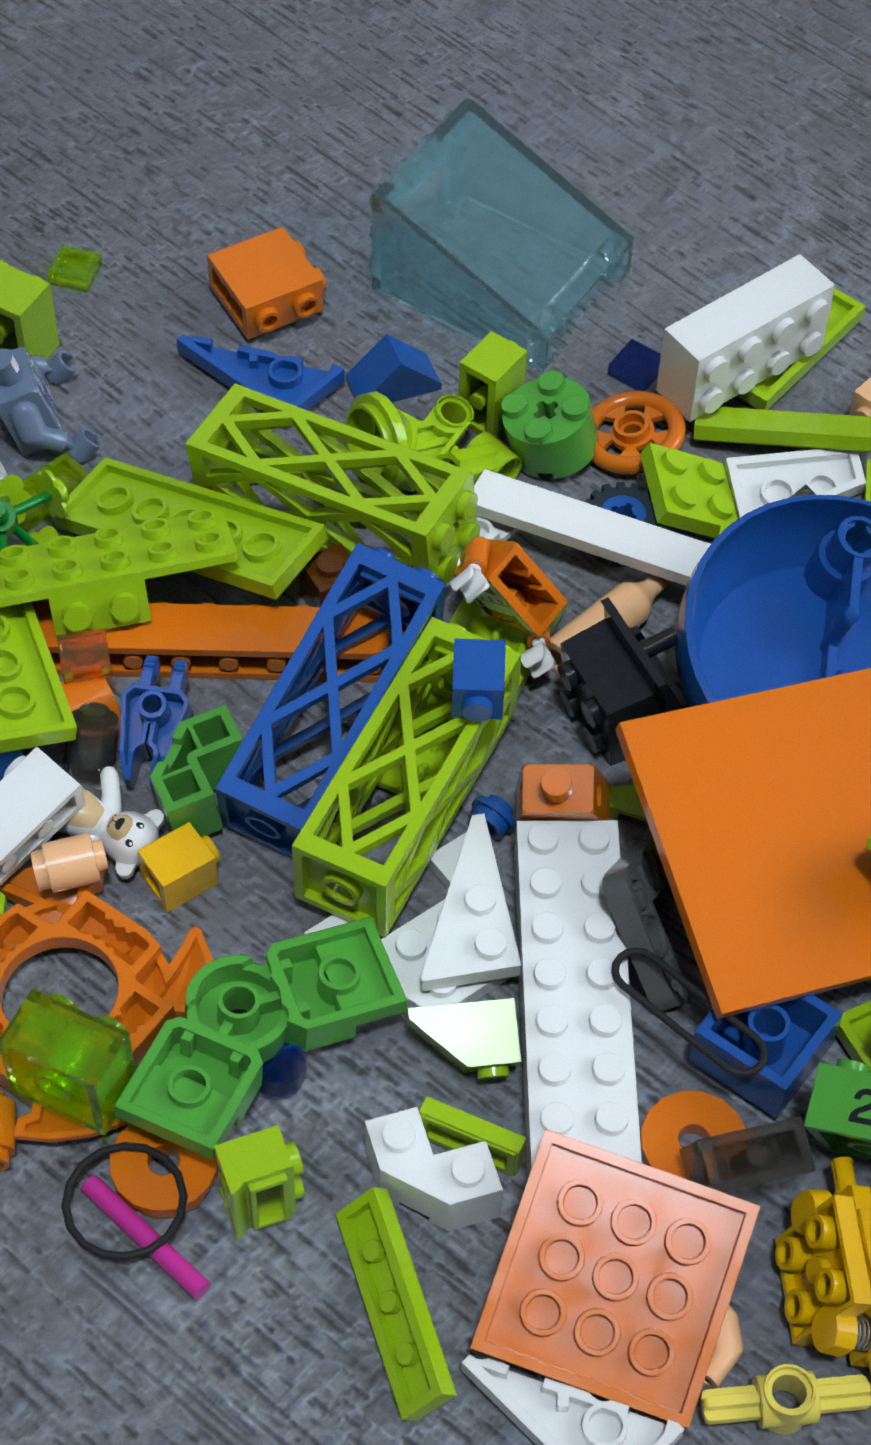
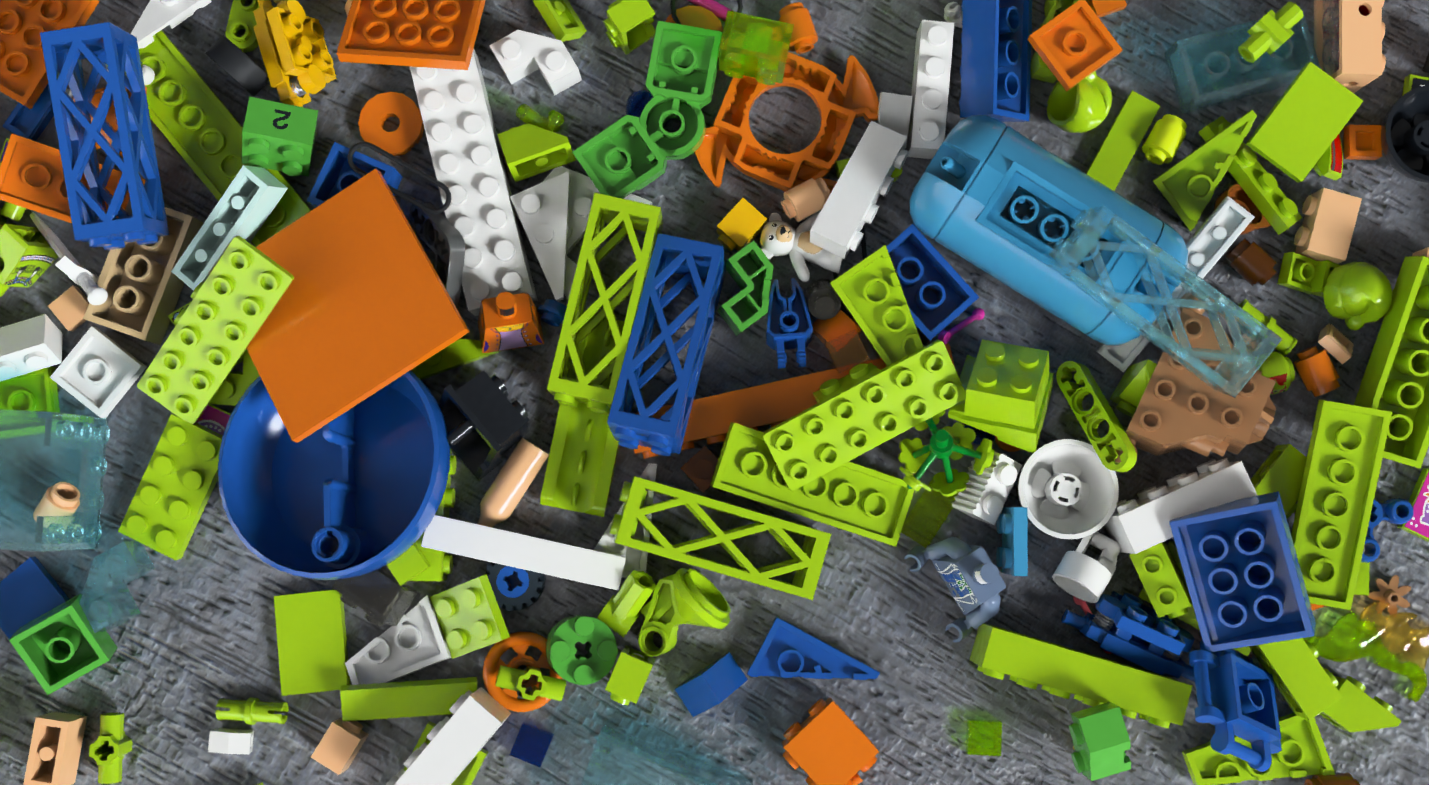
camera: 170 degrees right, 30 degrees up
(445, 1087) = (529, 115): none -> clear neon green arm
(457, 1129) = (518, 89): lime tile -> none
(478, 679) = (566, 345): blue brick -> none
(511, 591) = (574, 466): orange torso -> none
(624, 401) = (512, 679): none -> lime axle
(750, 1157) = (352, 96): clear smoke brick -> none

